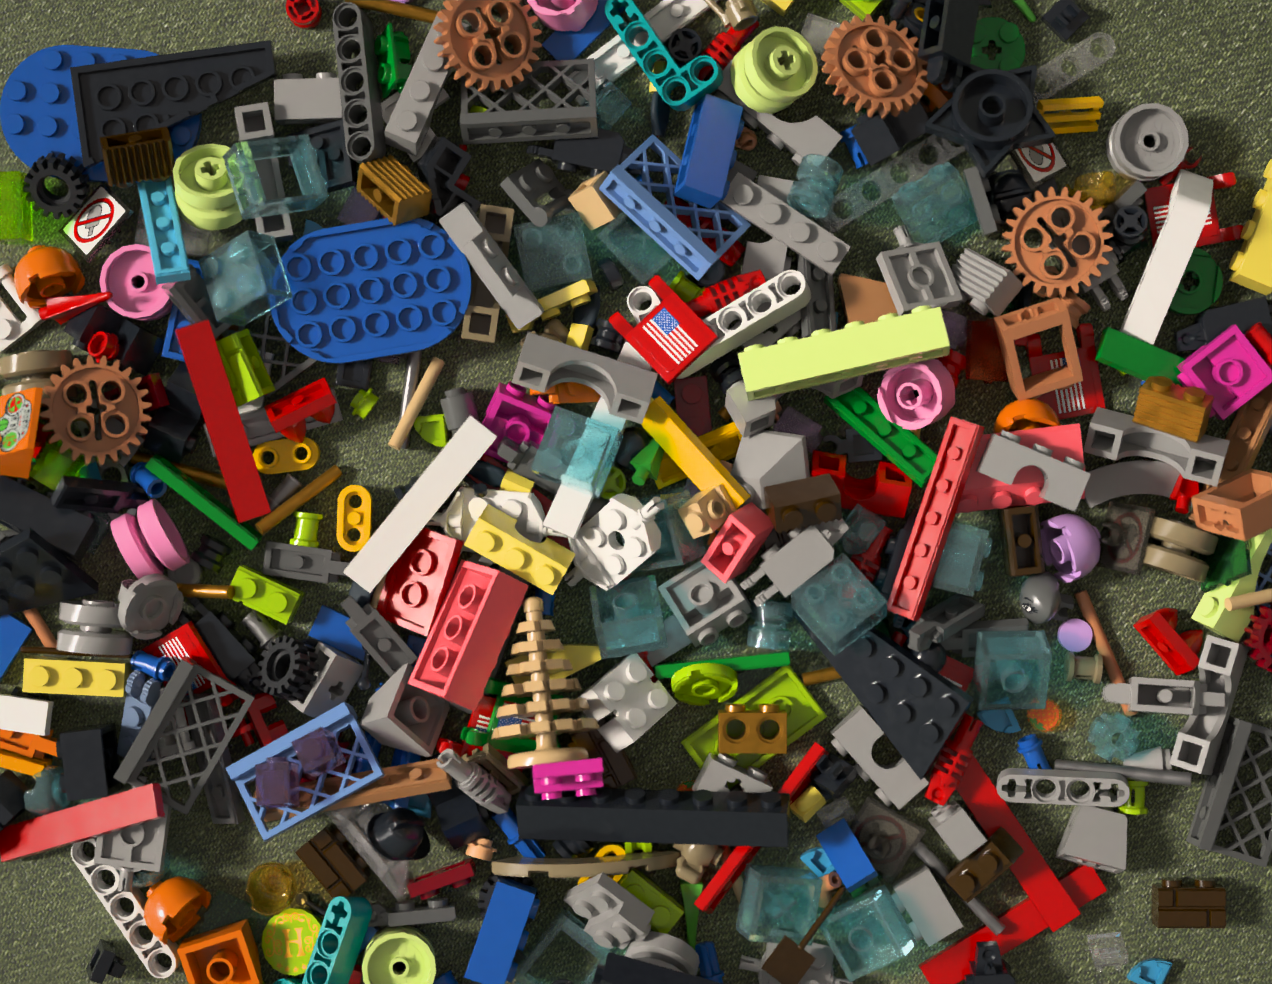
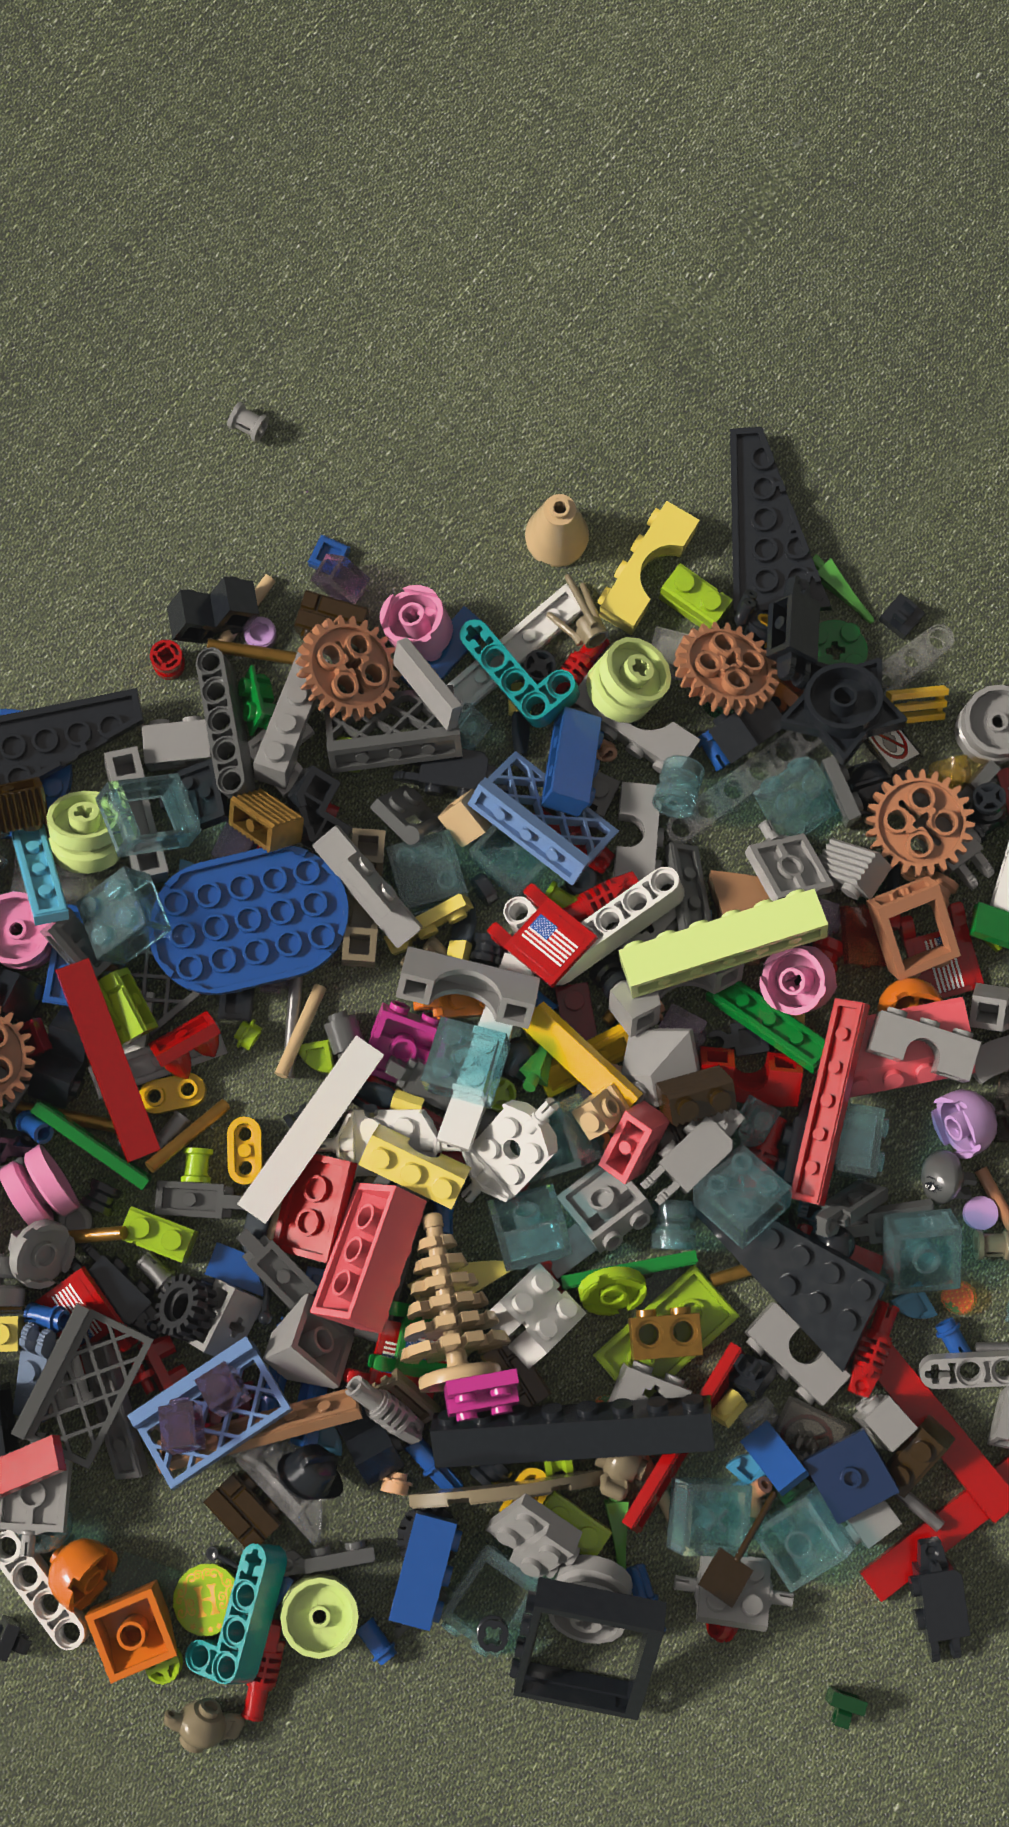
camera: 10 degrees left, 10 degrees down
(271, 888) = (180, 1543): clear yellow hair -> none
(454, 874) = (371, 1513): dark red plate -> none
(566, 60) = (427, 683): none -> light grey tile
(785, 224) = (652, 826): light grey plate -> none
(918, 878) = (851, 1475): none -> dark blue plate
(1021, 540) = (916, 1119): dark brown brick -> none

